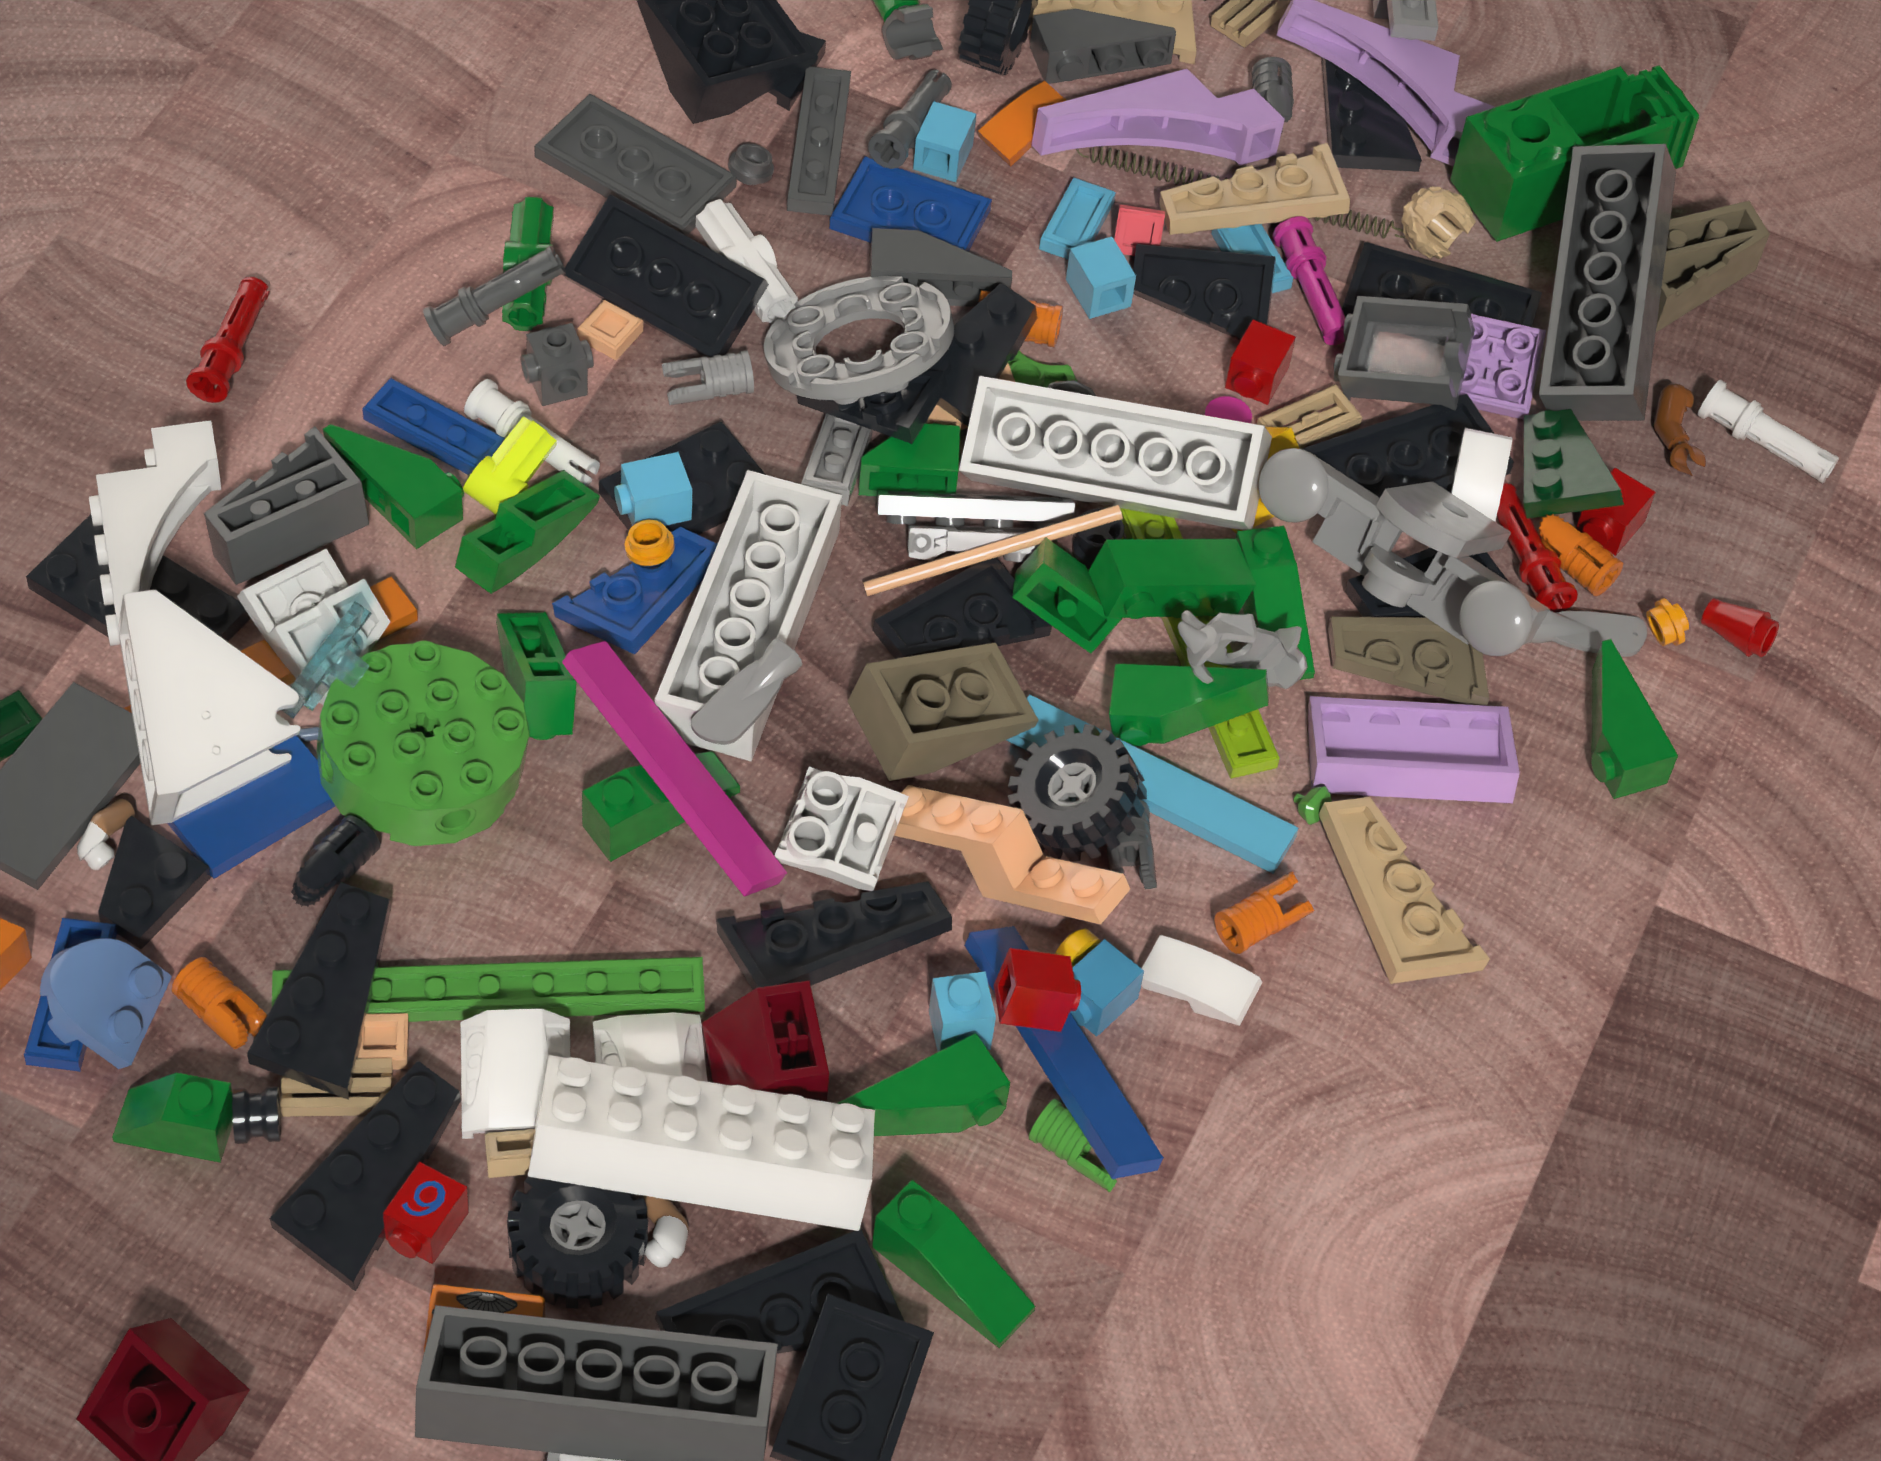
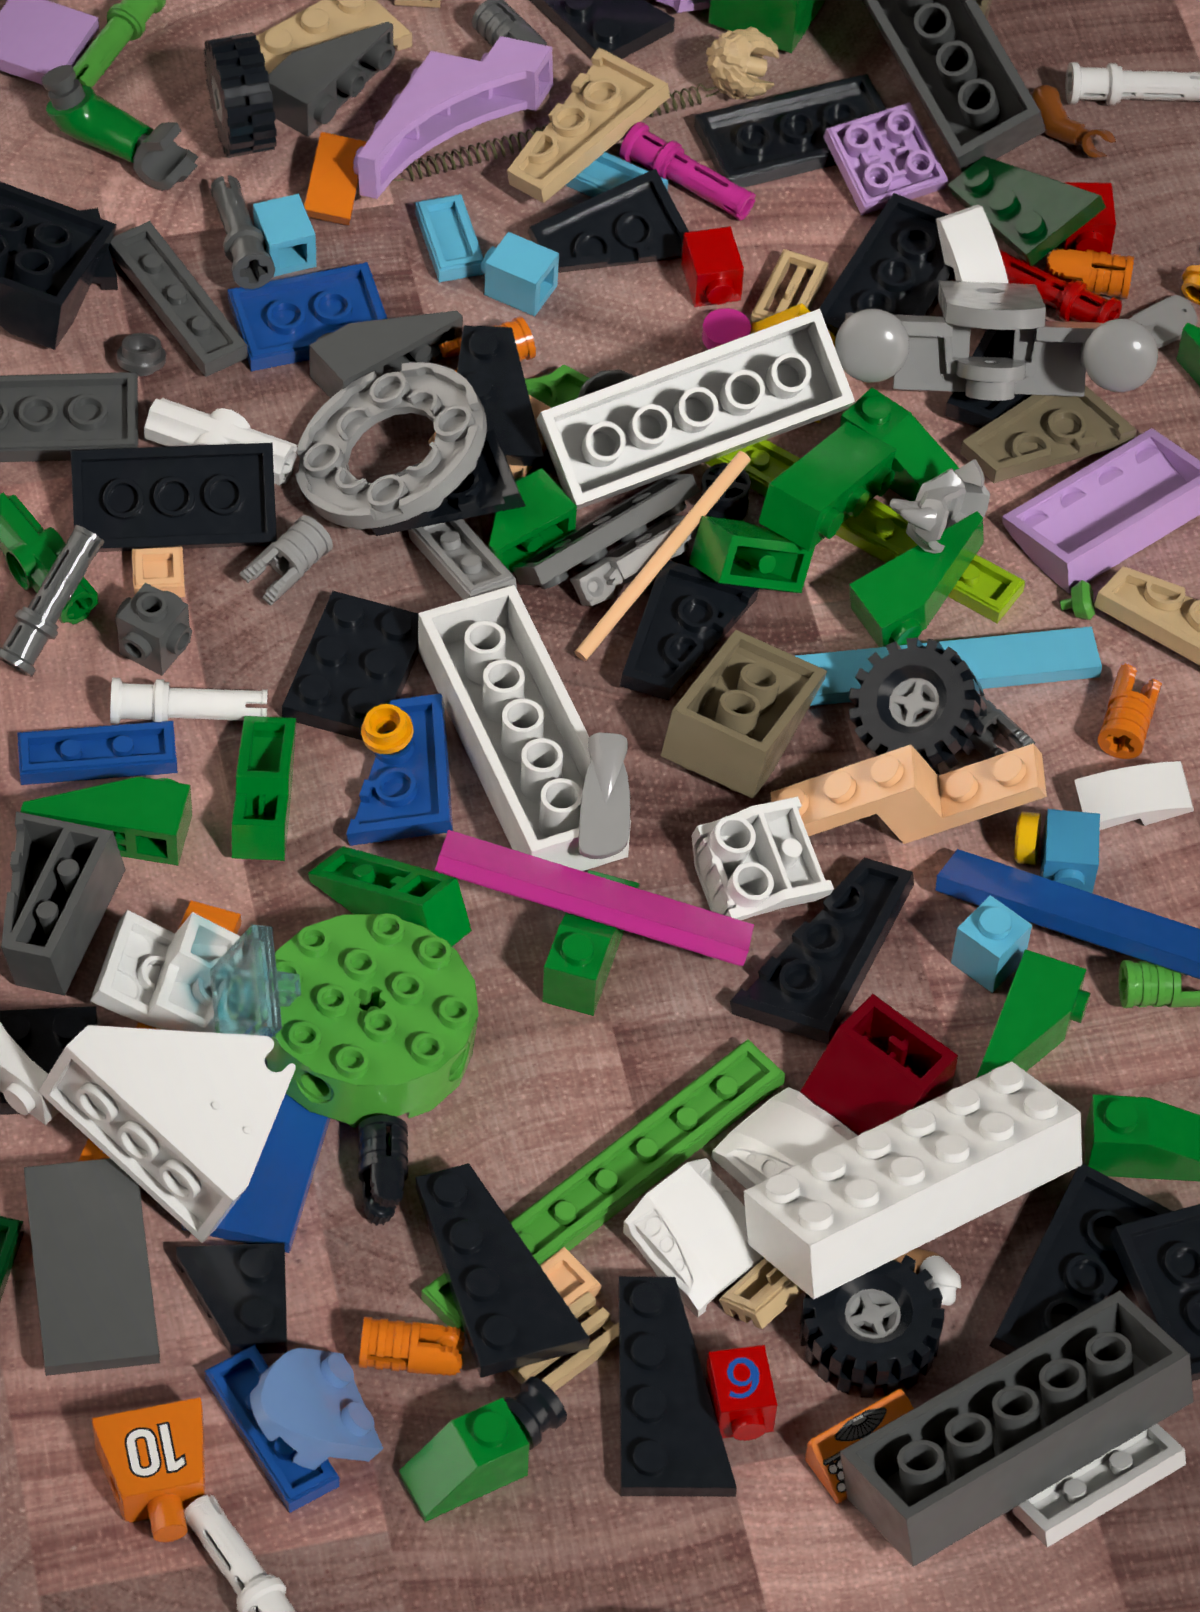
camera: 35 degrees left, 0 degrees up
(100, 828) = (166, 1279): arm -> none
(511, 465) = (205, 754): neon yellow piece -> none
(655, 490) = (355, 681): medium azure brick -> none
(1036, 990) = (1044, 882): red brick -> none
(1138, 226) = (513, 212): coral tile -> none
(1405, 351) = (823, 186): dark grey window -> none

